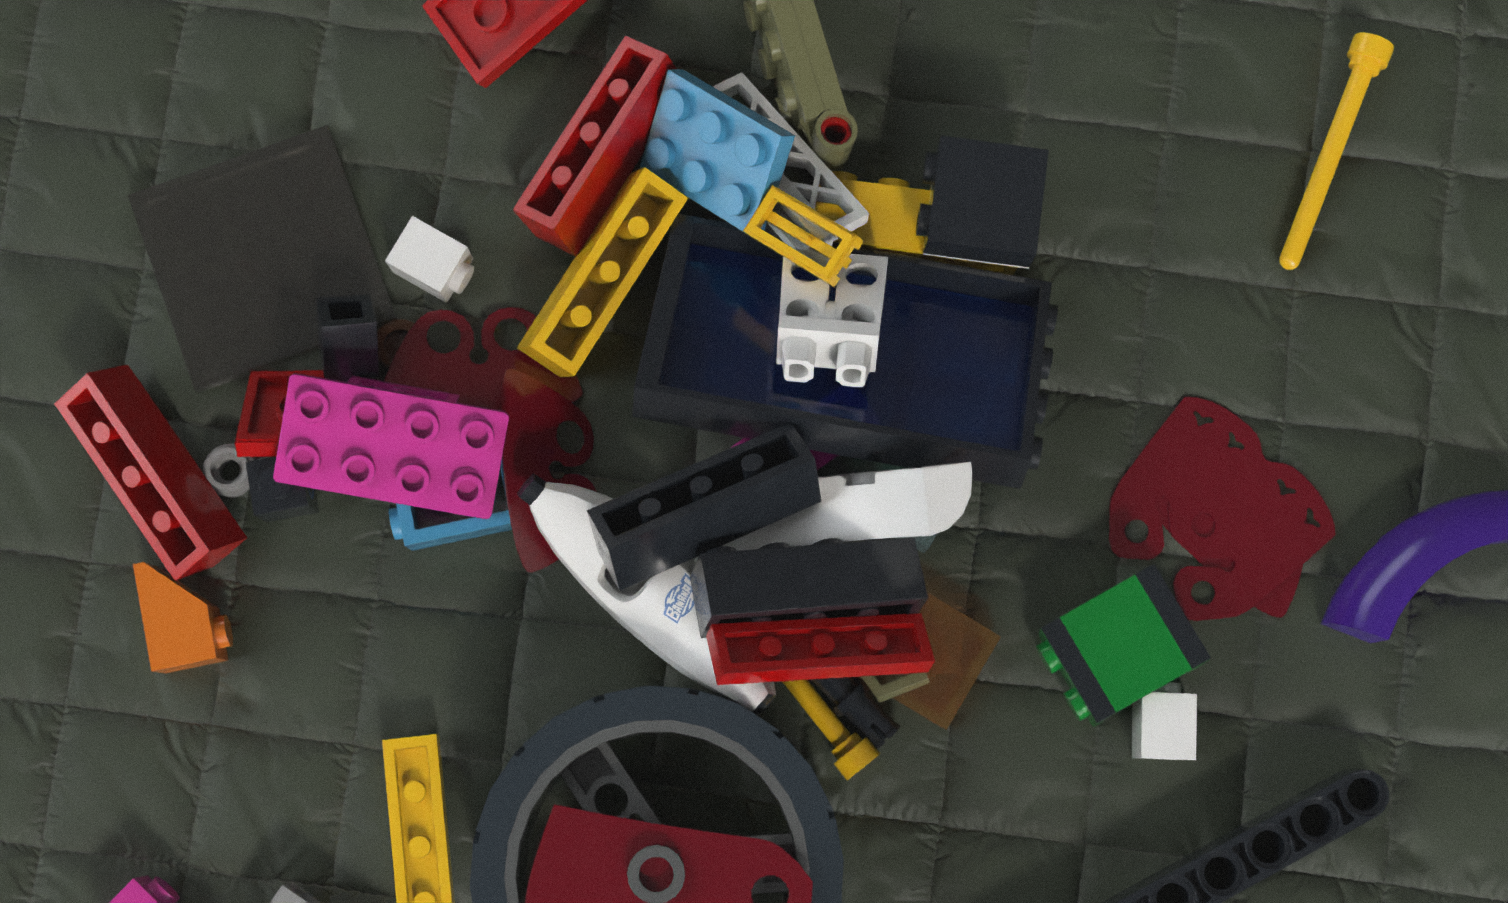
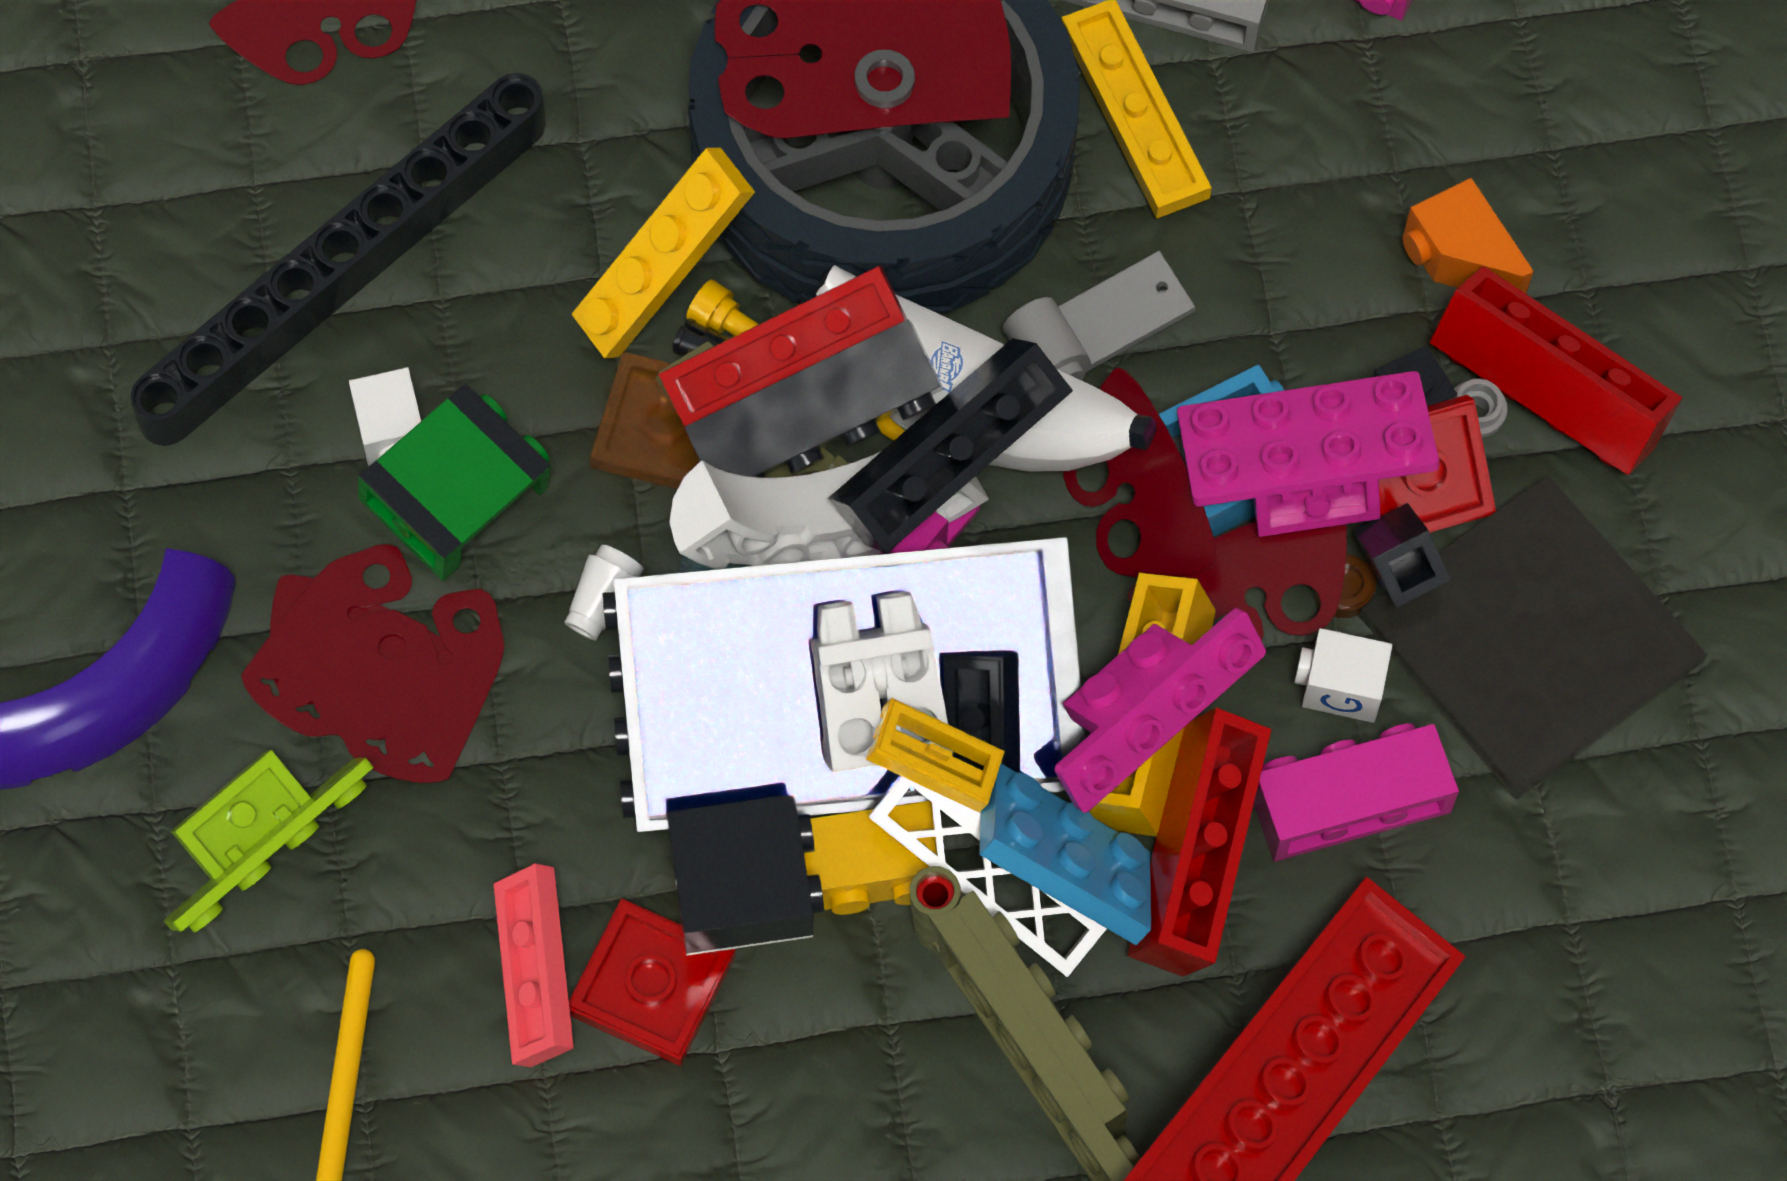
camera: 165 degrees right, 15 degrees down
(457, 160) = (1354, 790): none -> dark pink brick
(525, 643) = (1104, 317): none -> light grey door
(612, 248) = (1148, 699): none -> dark pink bracket
(744, 290) = (985, 700): none -> black slope
(893, 791) = (663, 252): none -> yellow plate
(1019, 515) = (598, 577): none -> white cone
(1081, 176) = (645, 984): none -> red tile
(1158, 208) = (533, 966): none -> coral plate
(1356, 388) = (249, 823): none -> lime bracket

